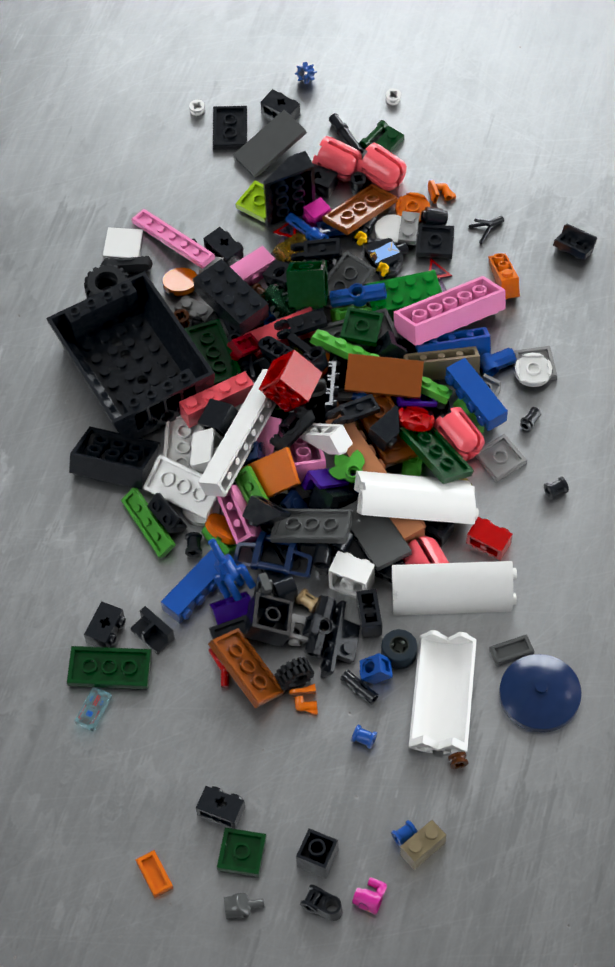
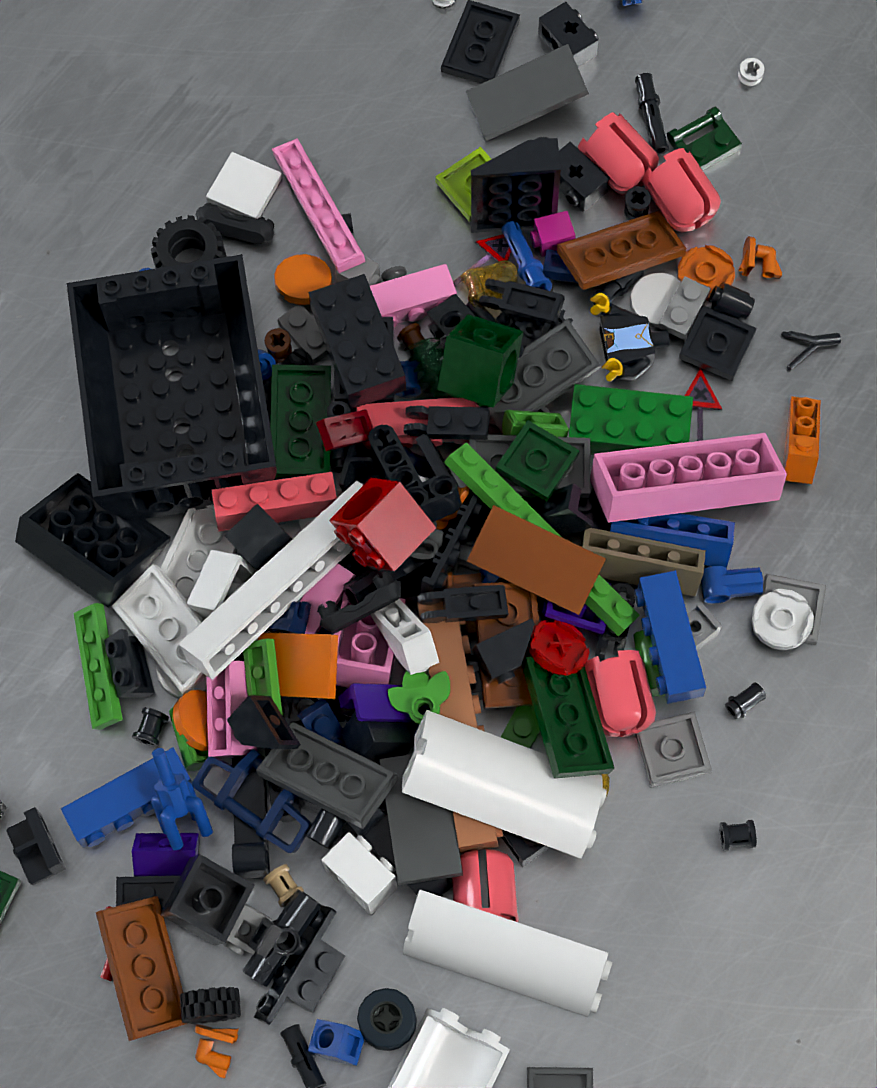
camera: 20 degrees right, 10 degrees up
(223, 245) = (387, 230): black brick -> none
(264, 584) = (220, 846): dark grey plate -> none
(367, 294) = (571, 405): blue piece -> none
(369, 613) = (363, 944): black brick -> none
(489, 538) = (600, 883): red brick -> none

